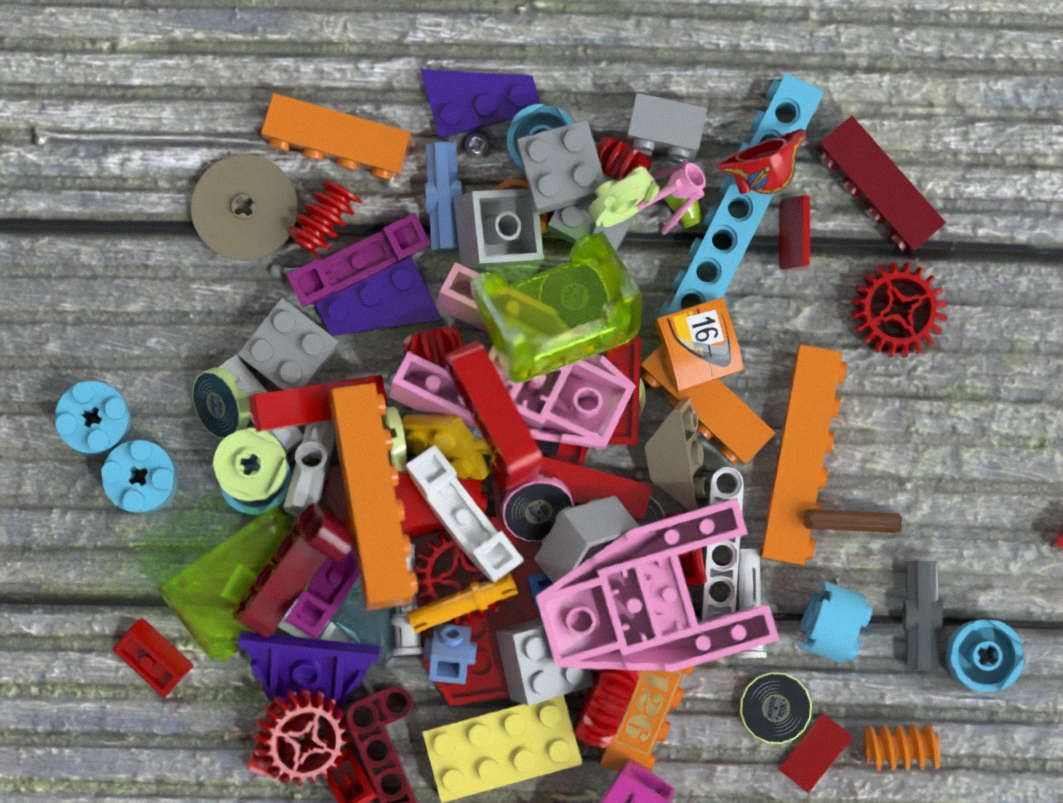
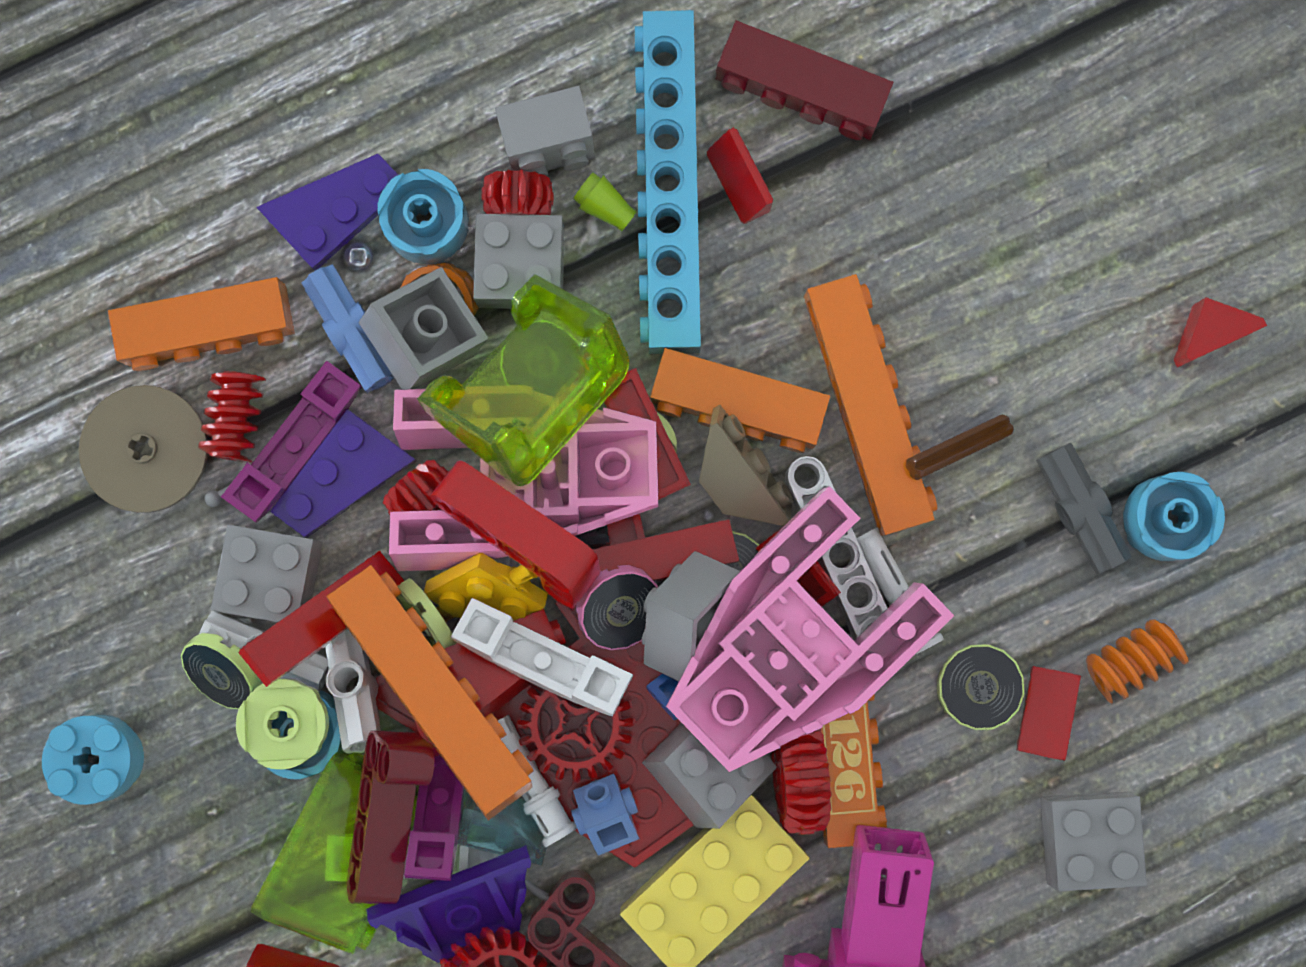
camera: 25 degrees left, 0 degrees up
(119, 477) = (150, 799): medium azure brick -> none
(460, 603) = (583, 762): light orange pin -> none
(561, 166) = (455, 227): light grey brick -> none
(619, 200) = (534, 228): yellowish green plate -> none
(685, 182) = (596, 178): bright pink plant -> none
(699, 344) = (701, 343): slope -> none
(765, 166) = (673, 117): red hat -> none
(834, 622) = (998, 565): medium azure brick -> none
(905, 324) = (901, 211): red gear -> none

